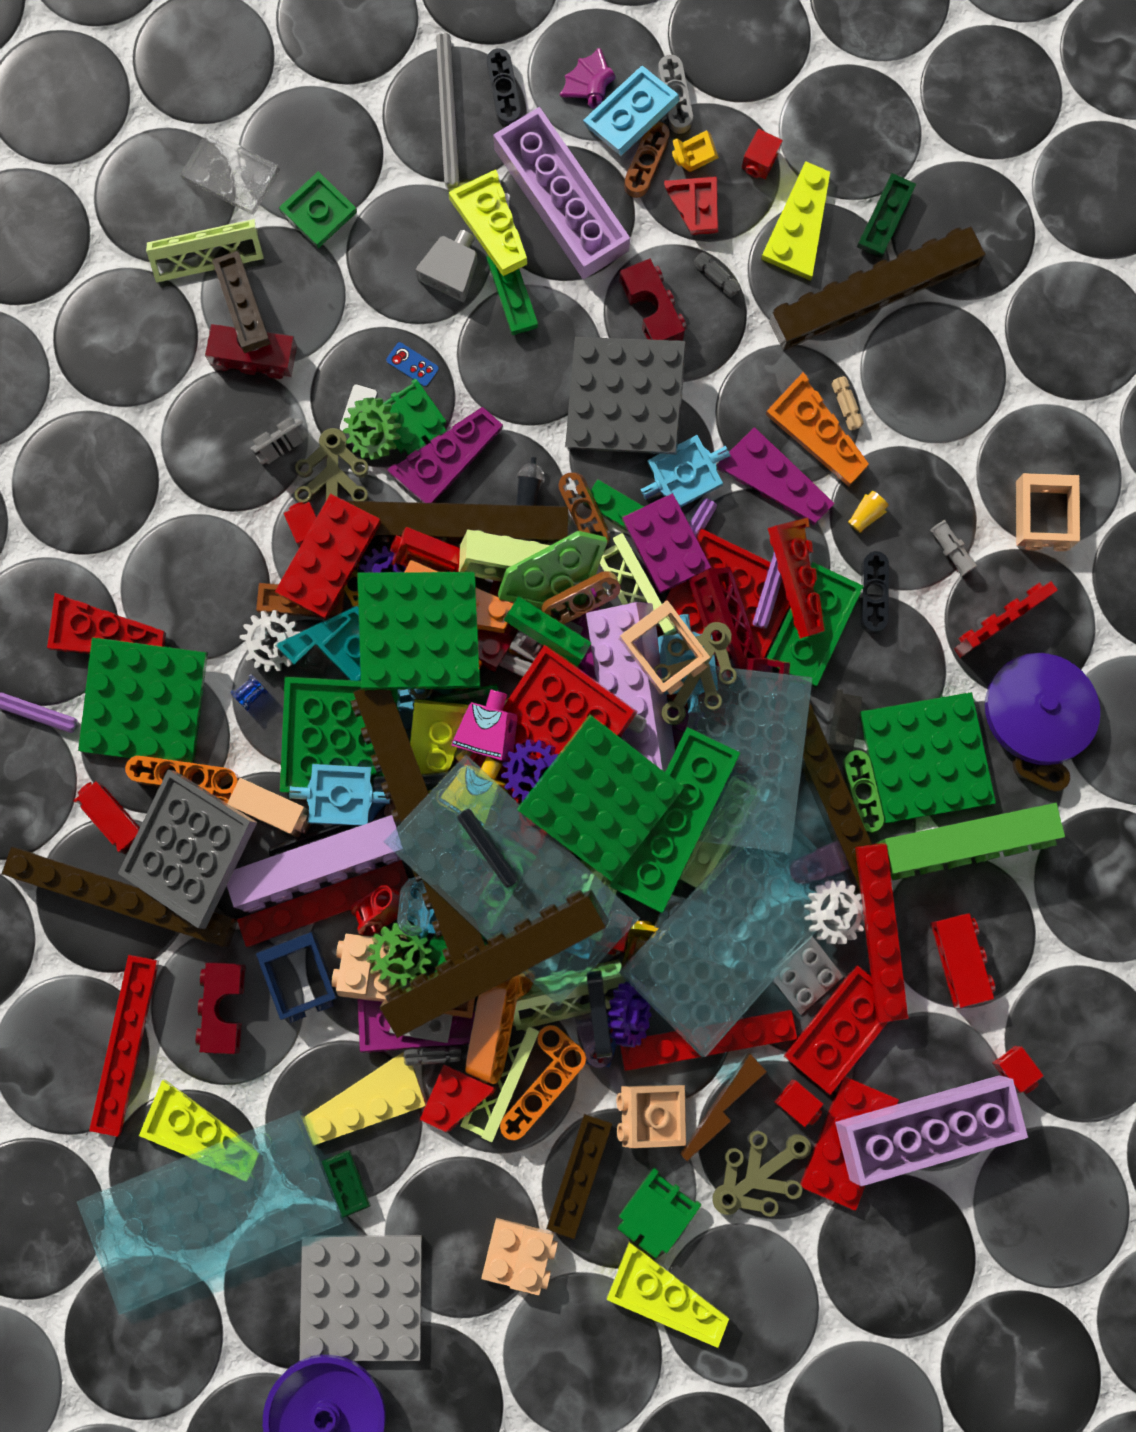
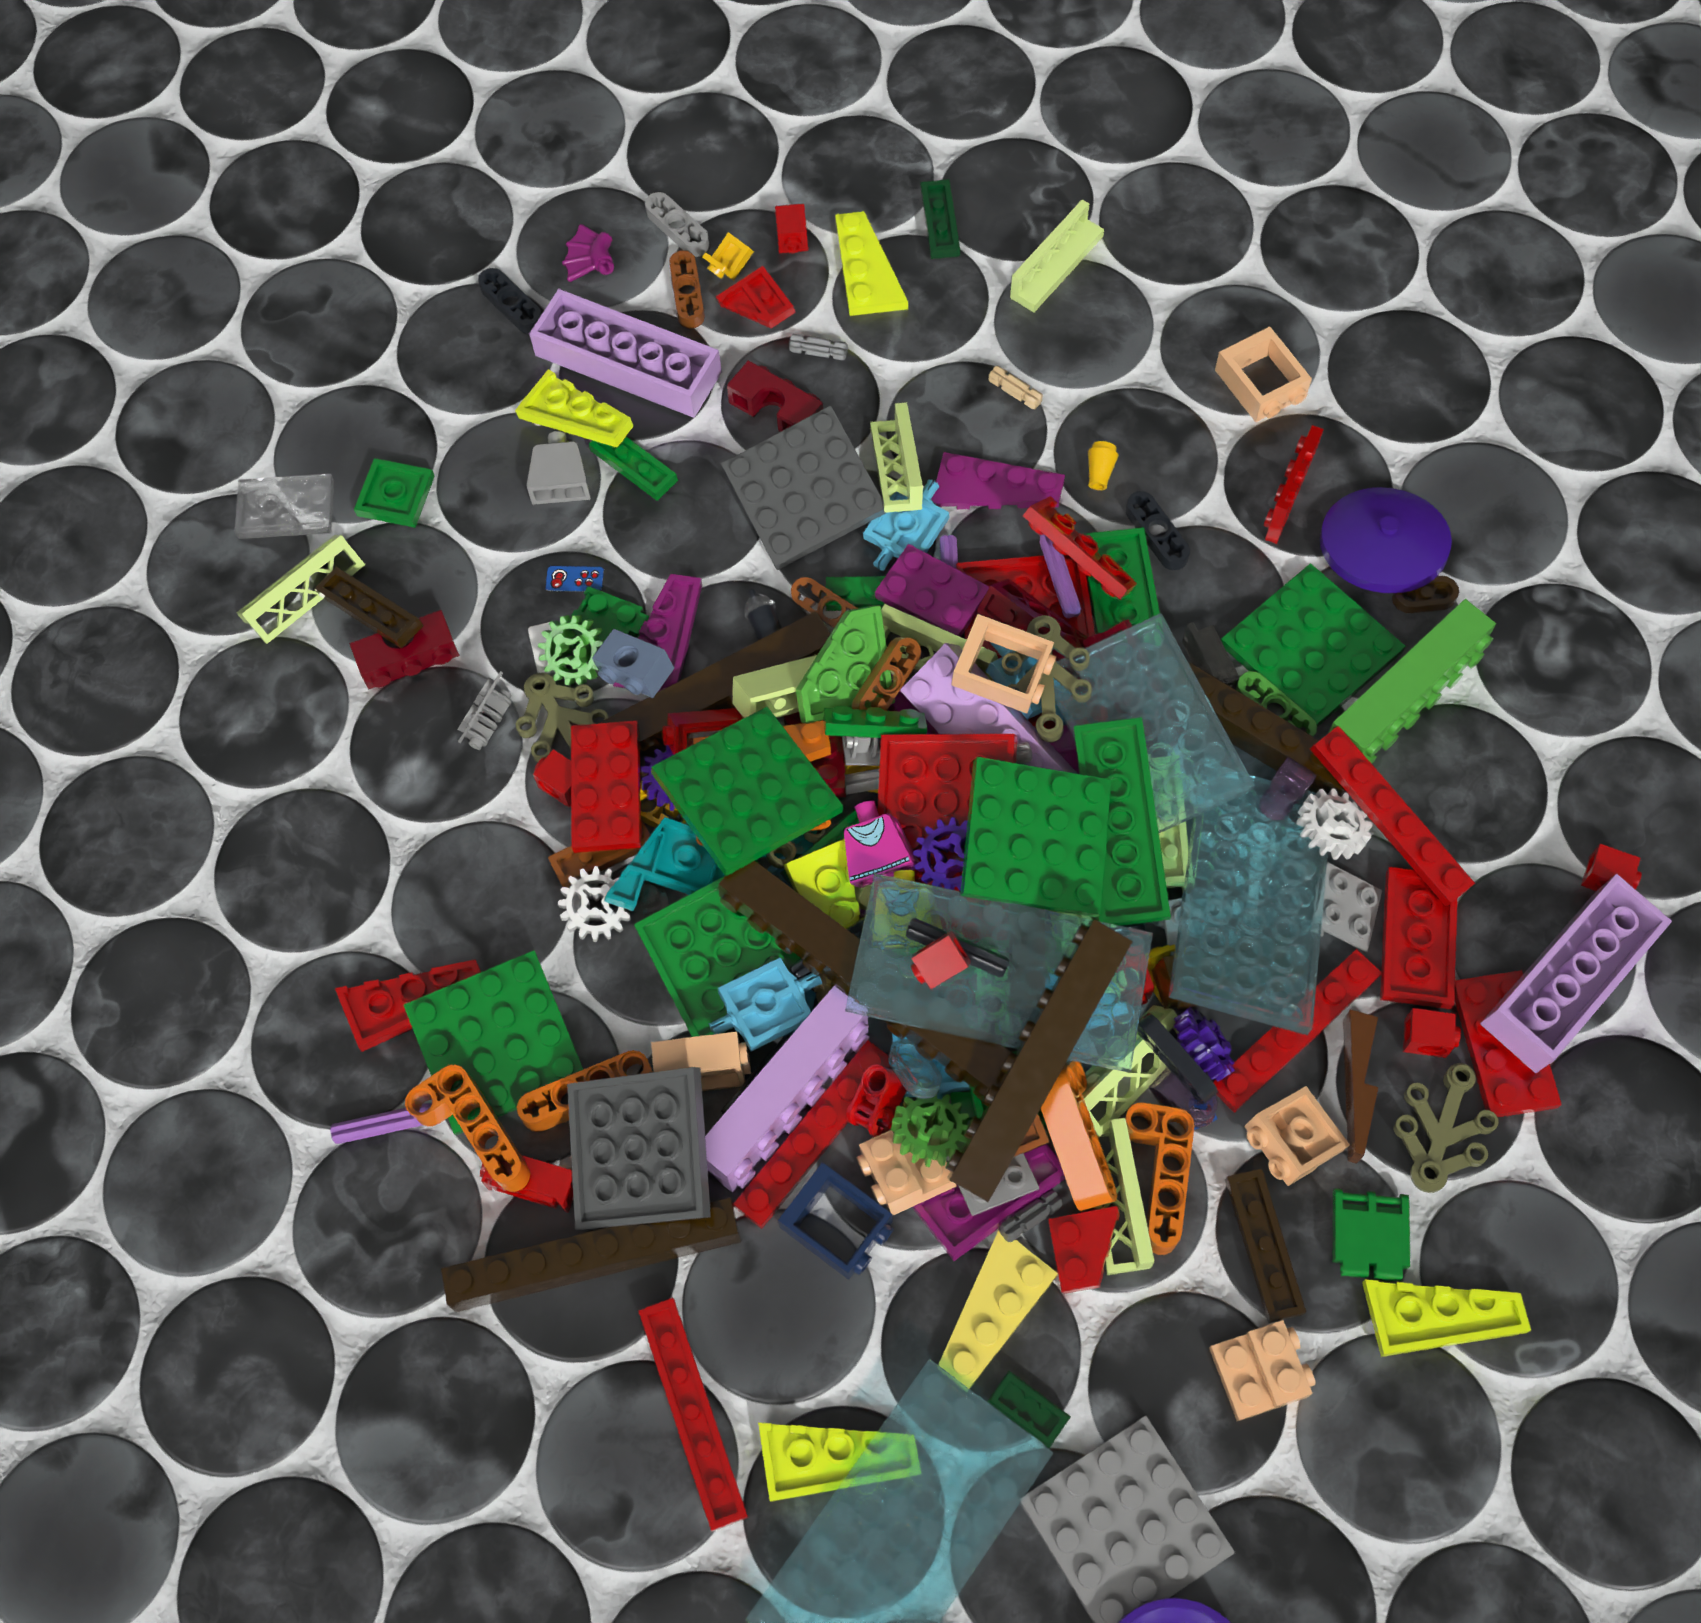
camera: 25 degrees left, 15 degrees down
(85, 765) = (477, 1130): none -> orange beam
(216, 1033) = (788, 1335): dark red arch -> none
(249, 692) = (602, 968): clear blue bush -> none
(401, 455) = (632, 663): none -> sand blue brick
(447, 110) = (469, 347): light grey axle -> none
(465, 853) = (939, 960): none -> brick
(631, 110) = (646, 254): medium azure plate -> none
(714, 427) = (903, 445): none -> yellowish green fence
(811, 424) = (991, 421): orange wing -> none
(876, 288) = (972, 280): dark brown brick -> none
(953, 547) = (1201, 452): light grey pin -> none
(955, 307) = (1055, 258): none -> yellowish green fence
(963, 960) = (1483, 803): red brick -> none

